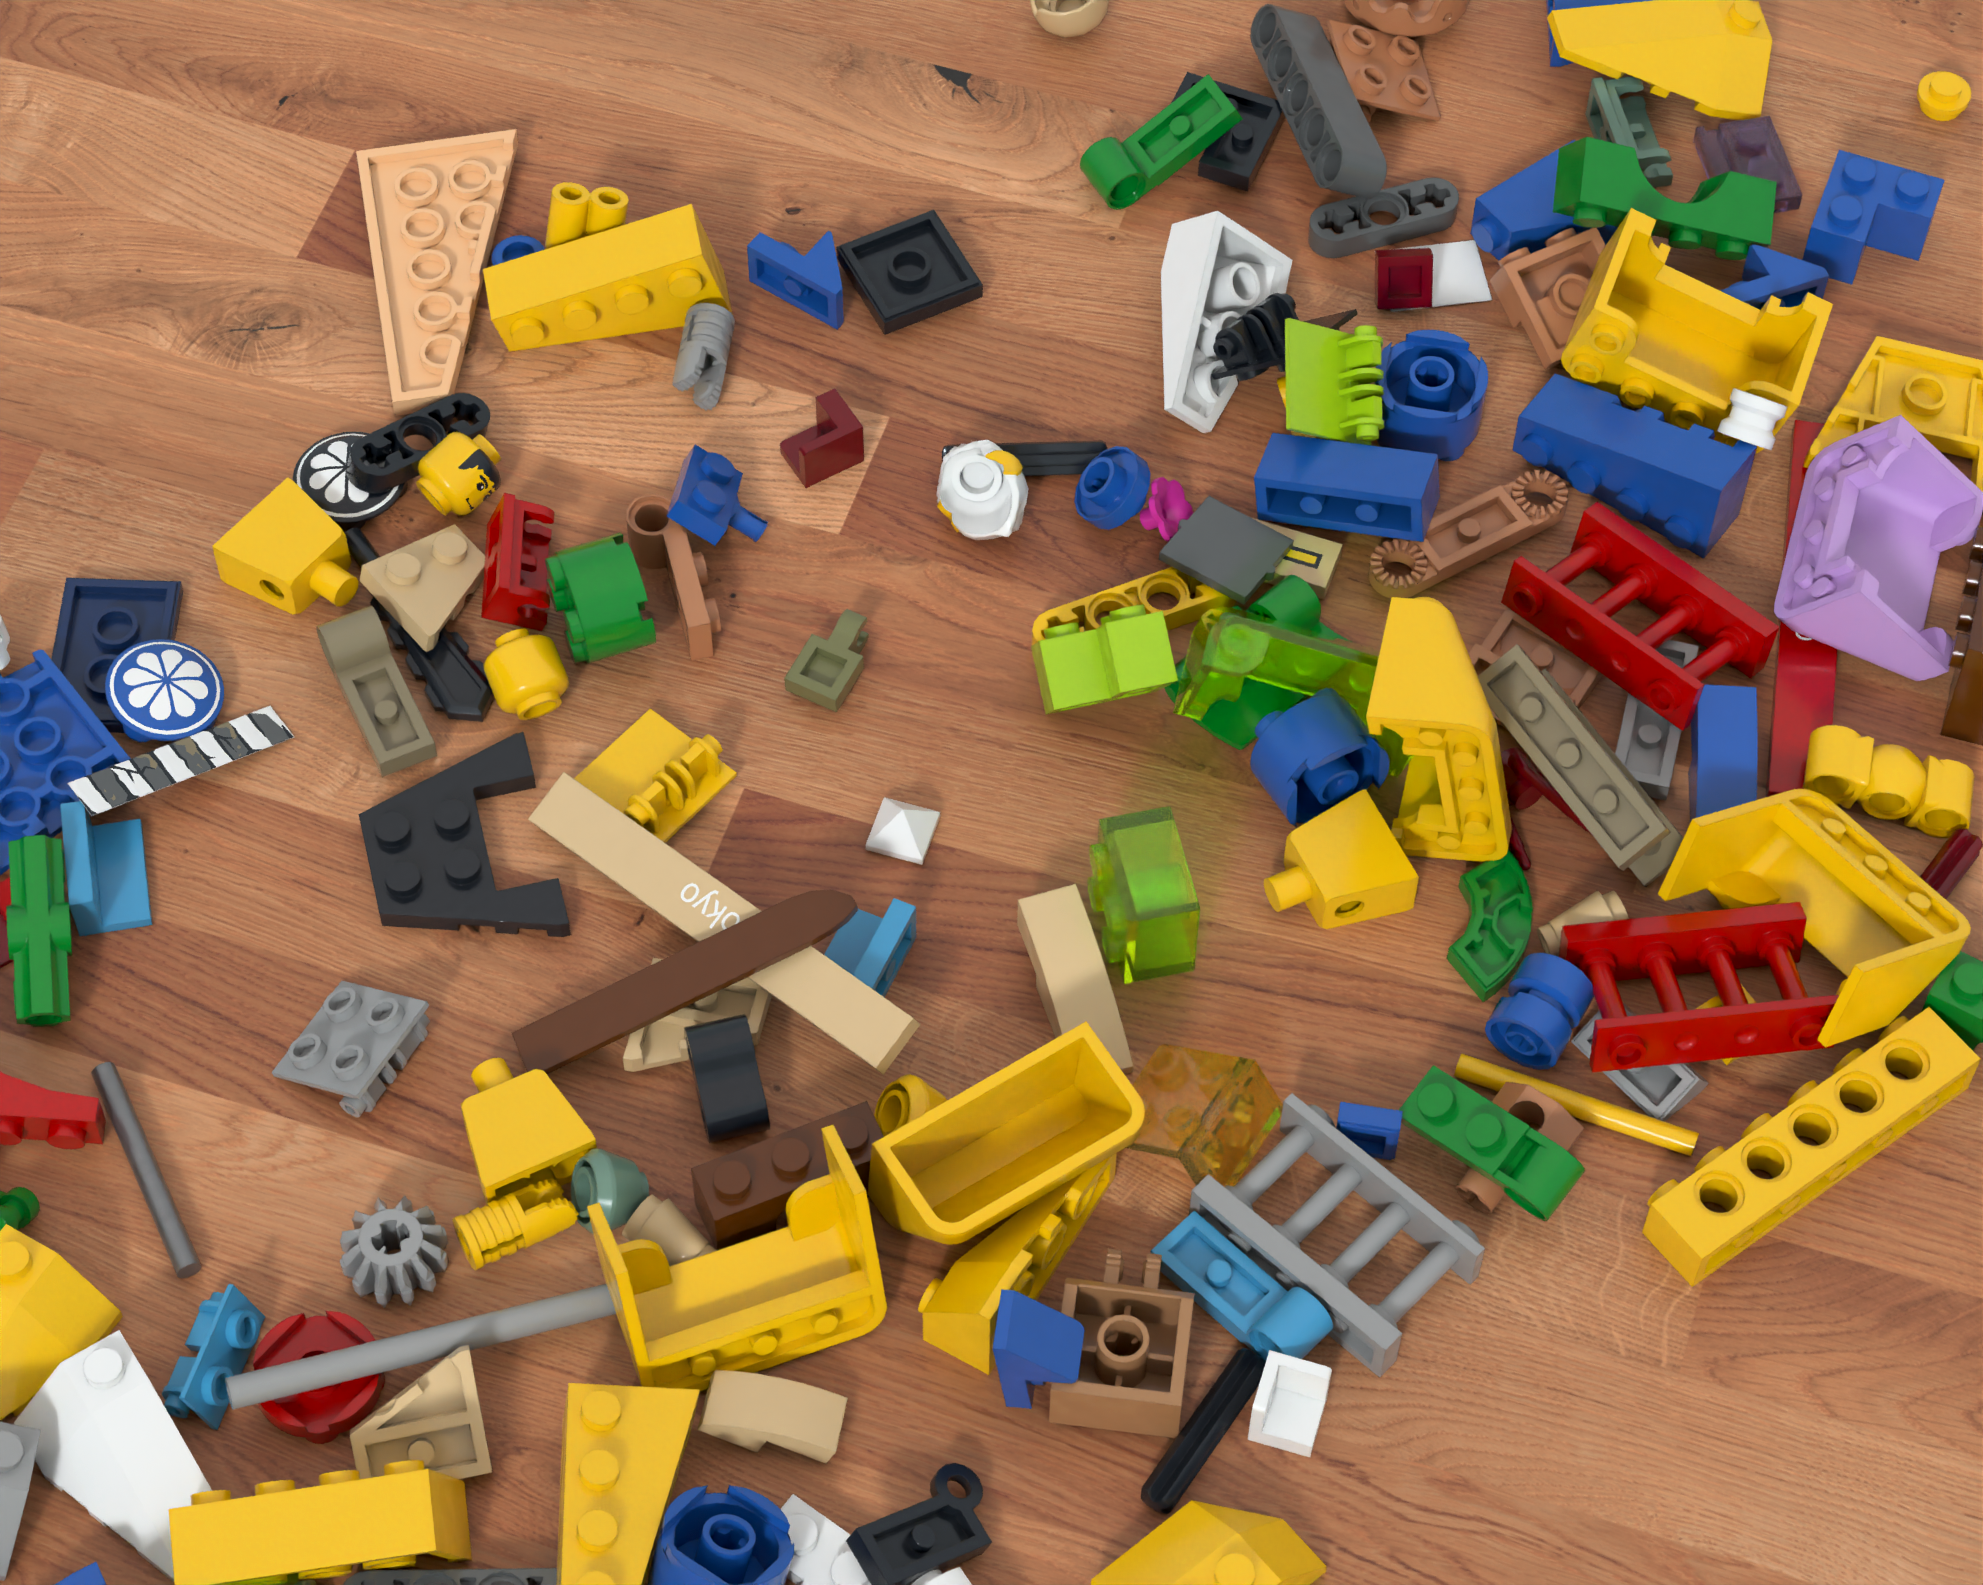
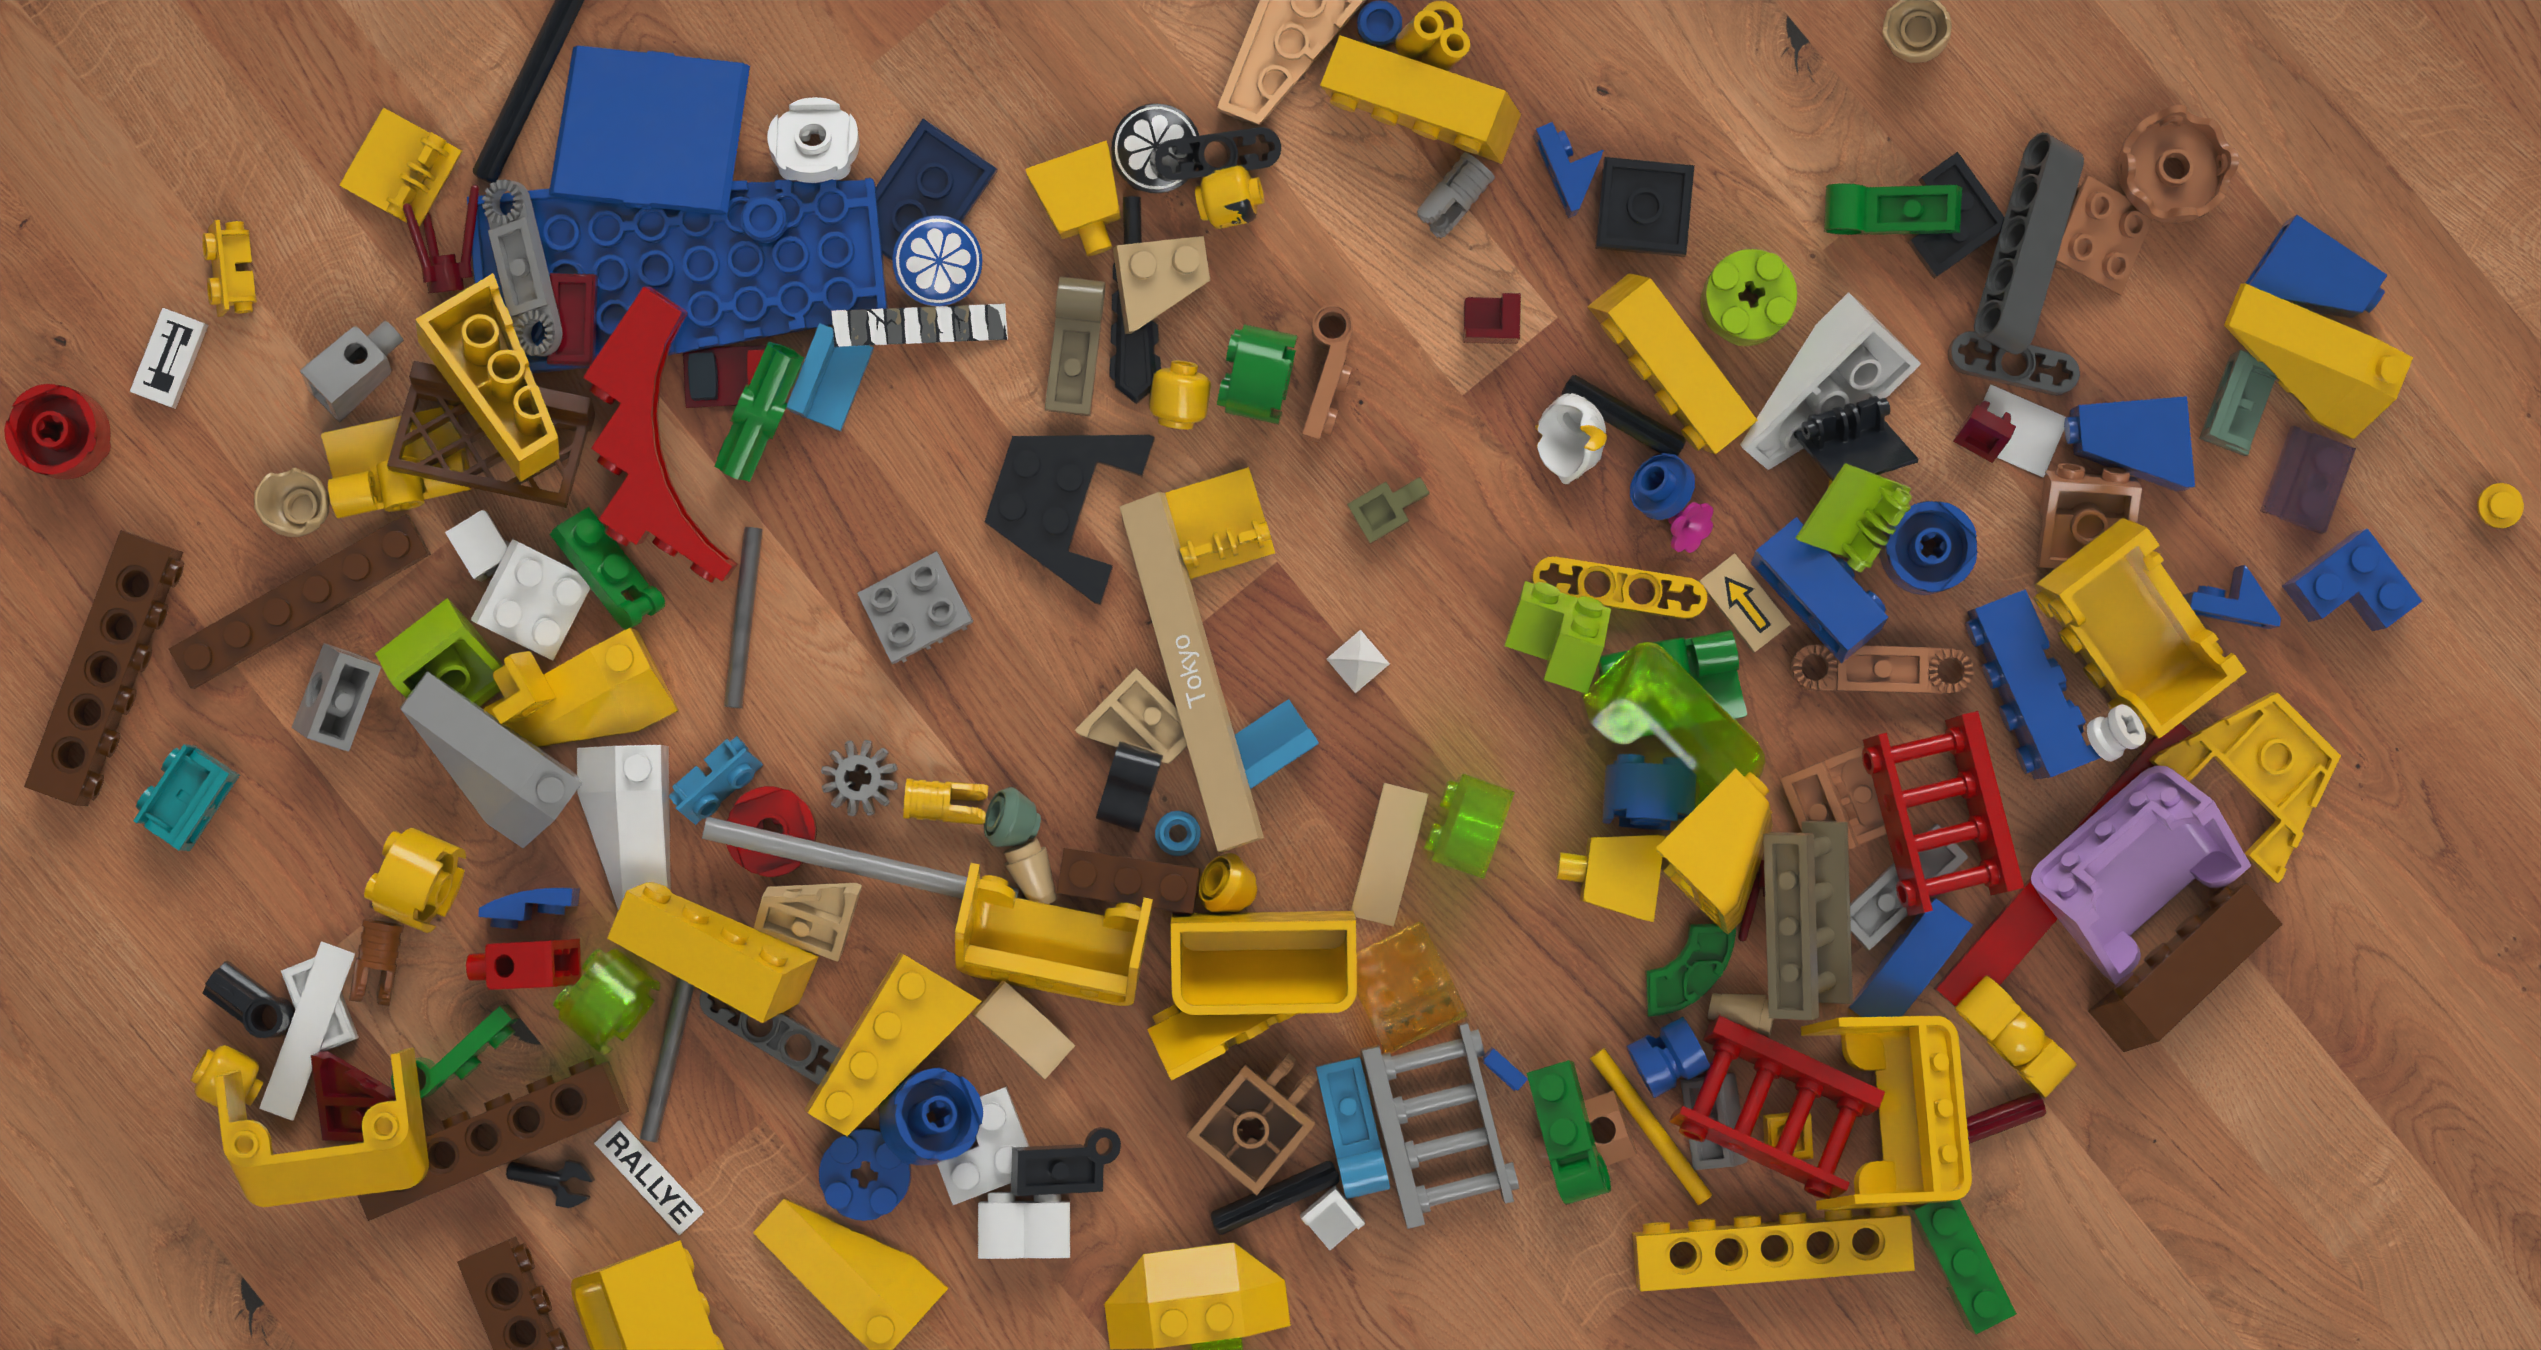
camera: 30 degrees right, 30 degrees up
(516, 564) = (1223, 300): red hinge -> none
(521, 1130) = (981, 742): yellow torso -> none
(682, 979) = (1140, 705): reddish brown piece -> none
(708, 499) = (1382, 328): blue plate -> none
(814, 1091) = (1177, 818): none -> dark azure plate
(1034, 1347) = (1195, 1106): blue slope -> none
(1037, 372) = (1672, 362): none -> yellow wedge
(1074, 284) = (1763, 275): none -> lime brick
(1226, 550) = (1705, 584): dark grey piece -> none
(1604, 181) = (2244, 525): green arch -> none

